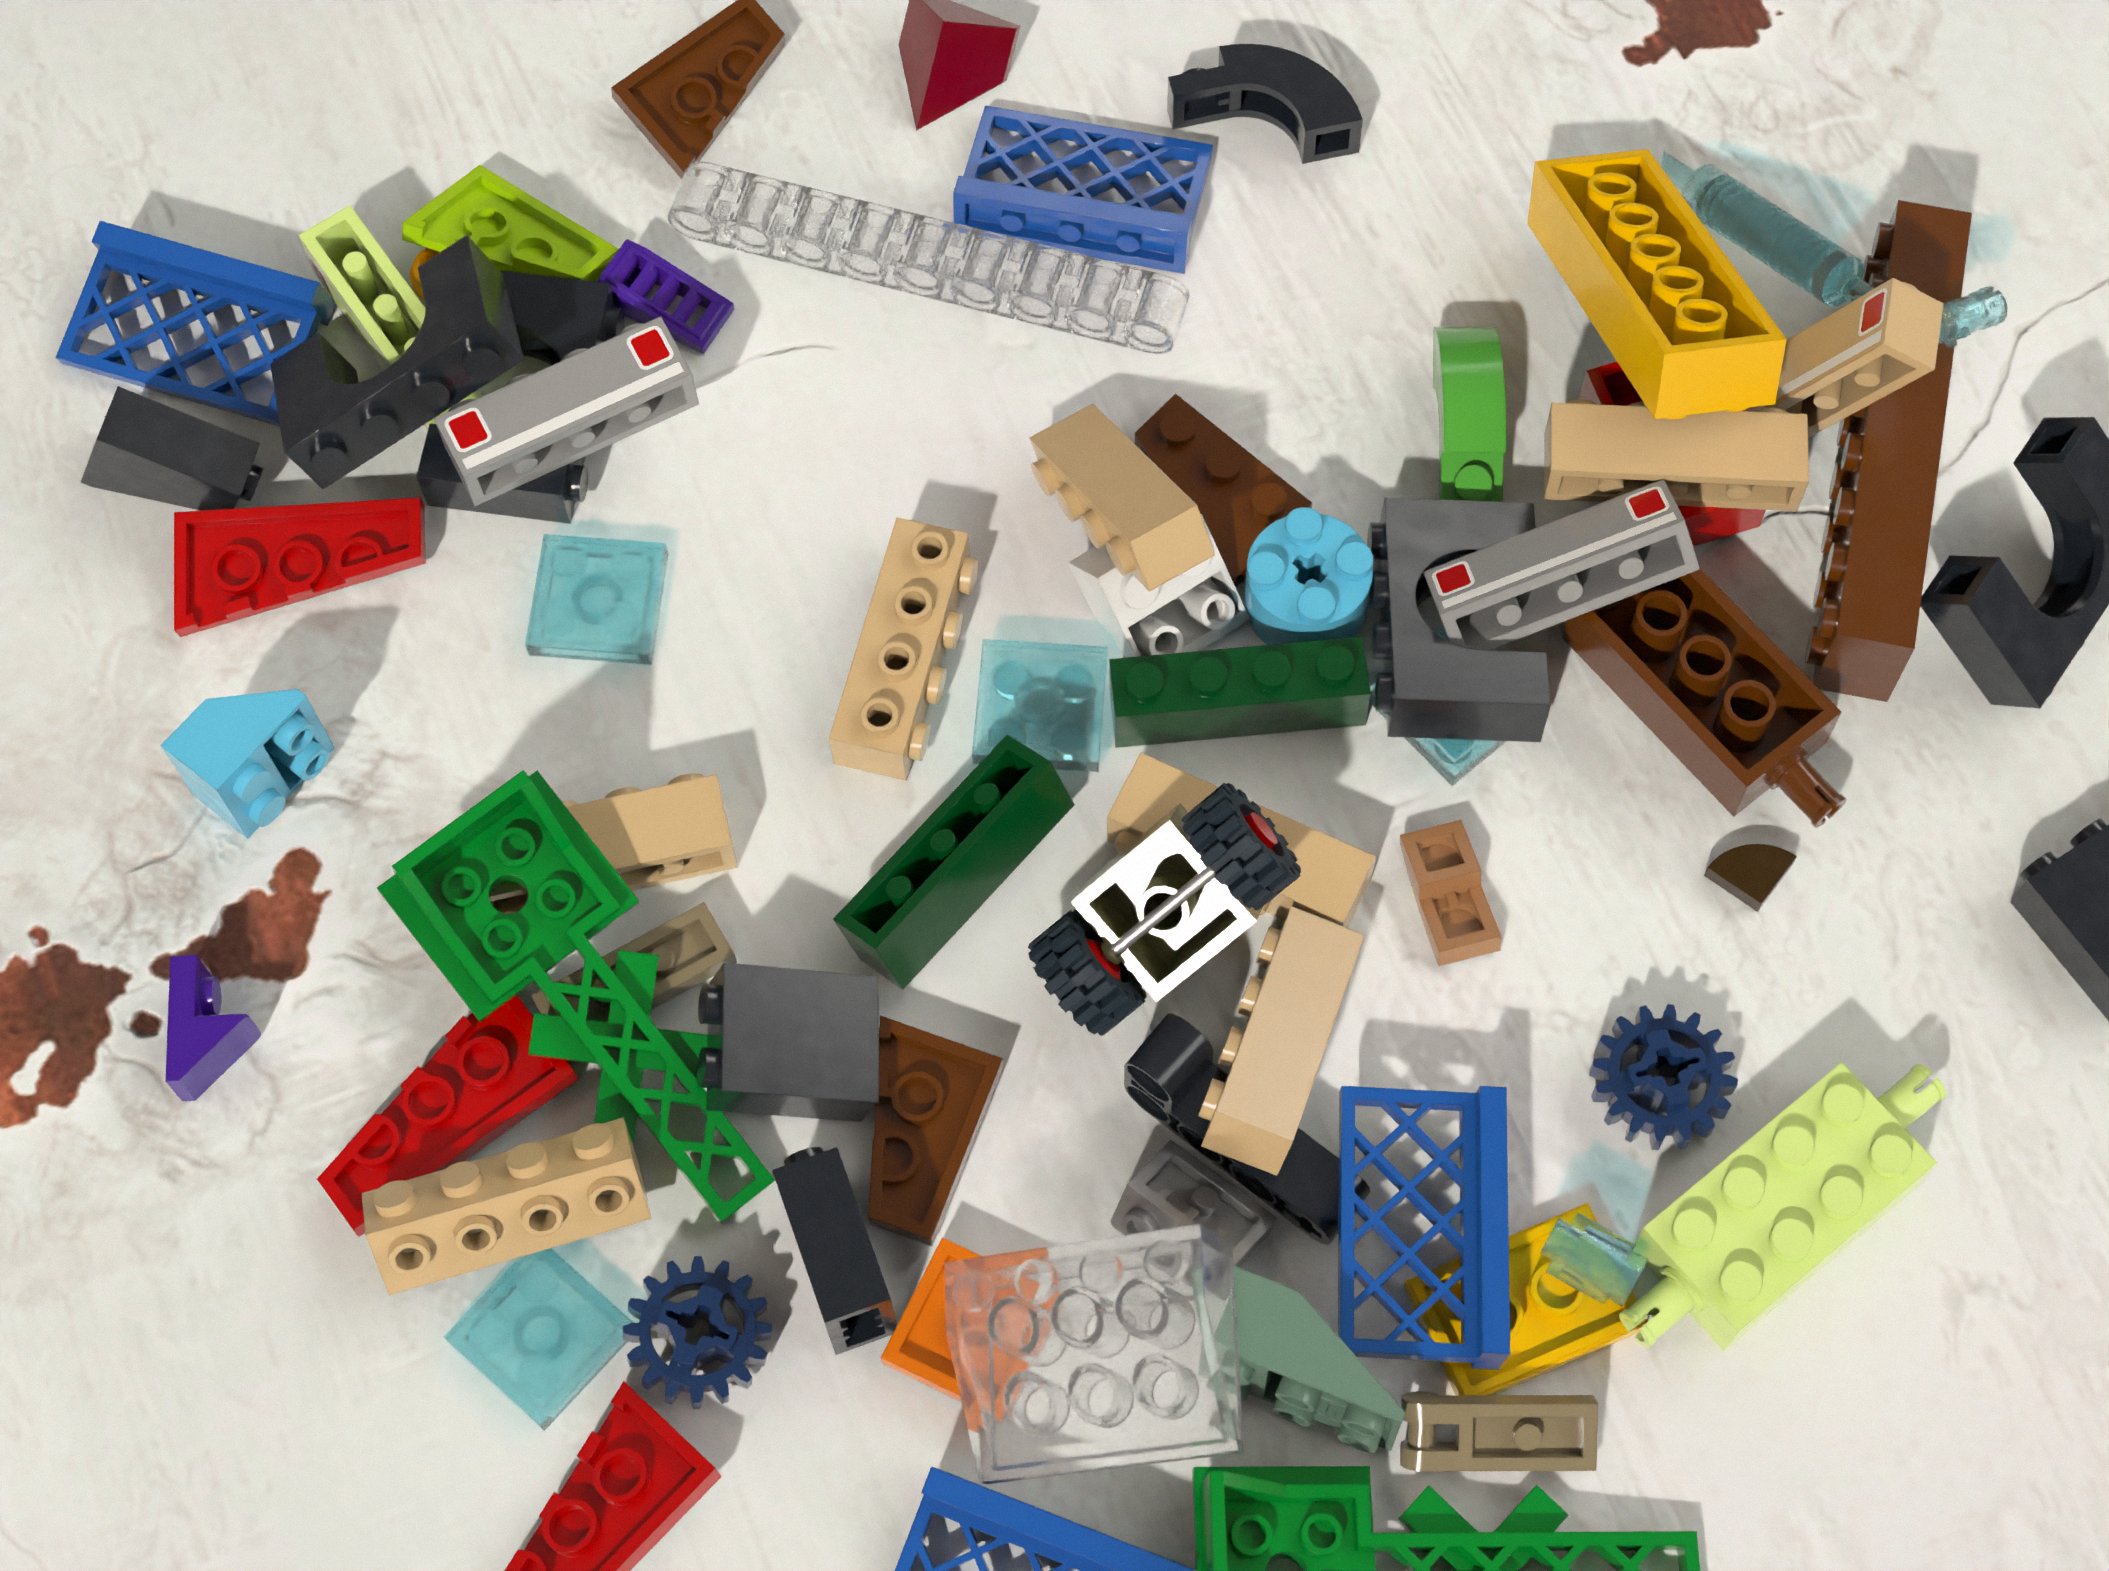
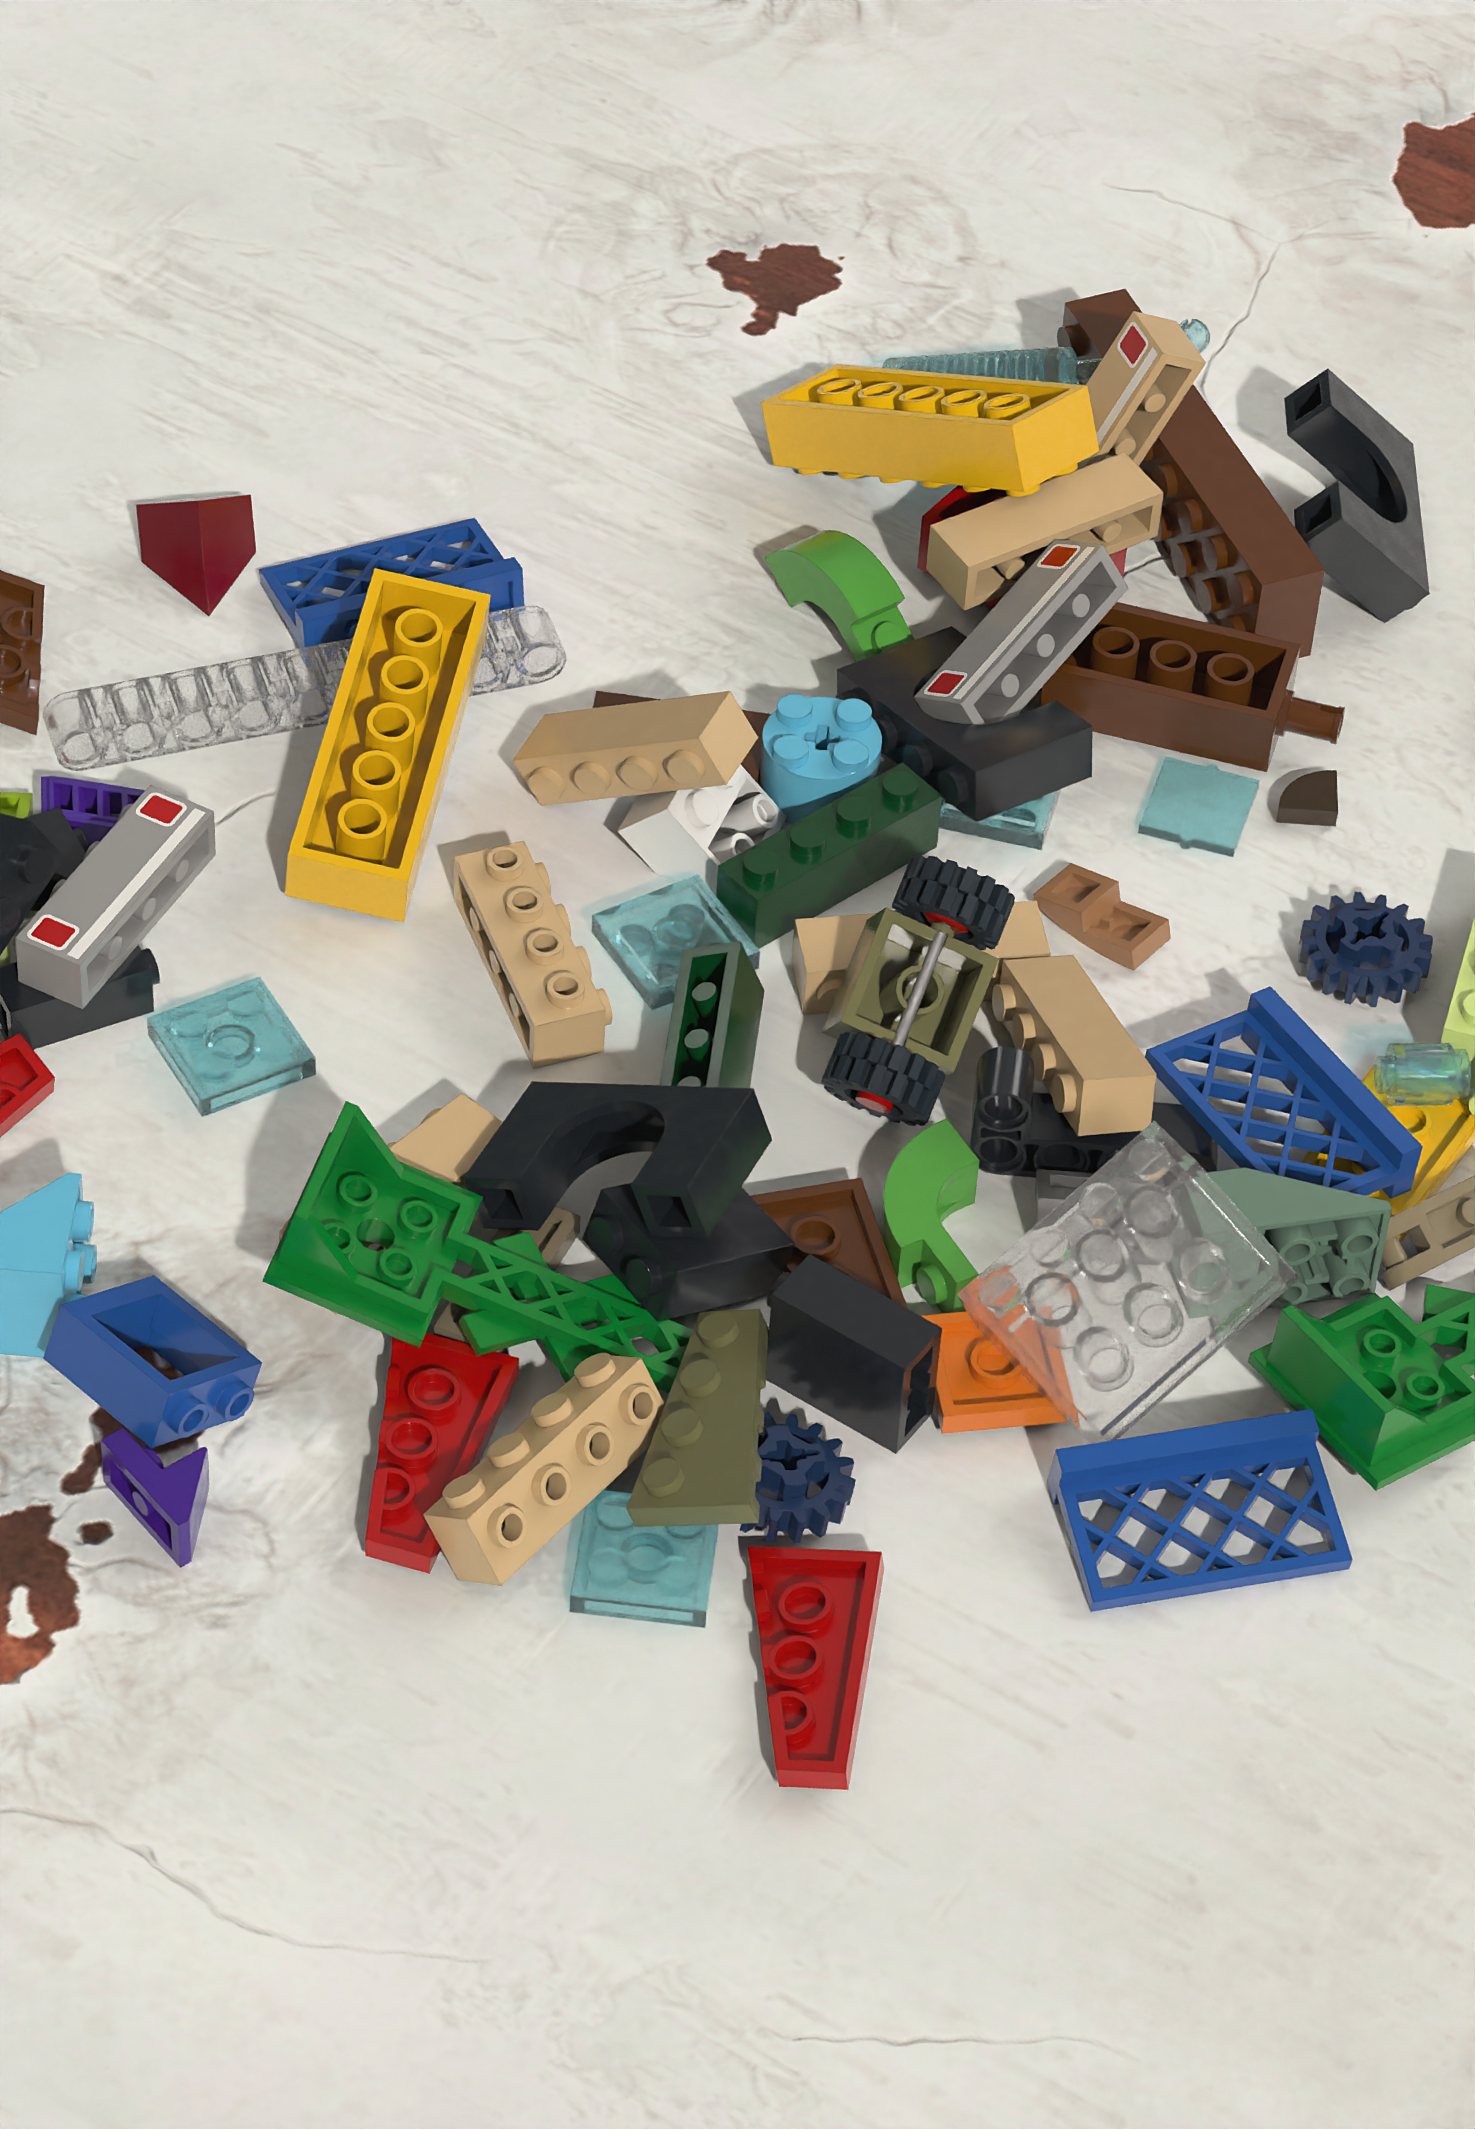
camera: 40 degrees left, 20 degrees down
(269, 841) = (95, 1352): none -> blue window
(635, 1269) = (706, 1440): none -> olive wing
(760, 870) = (698, 1139): none -> black arch
(919, 368) = (387, 746): none -> yellow brick
(1031, 1109) = (923, 1187): none -> bright green arch
(1272, 87) = (497, 455): black arch -> none
(1641, 818) = (1199, 806): none -> clear light blue piece

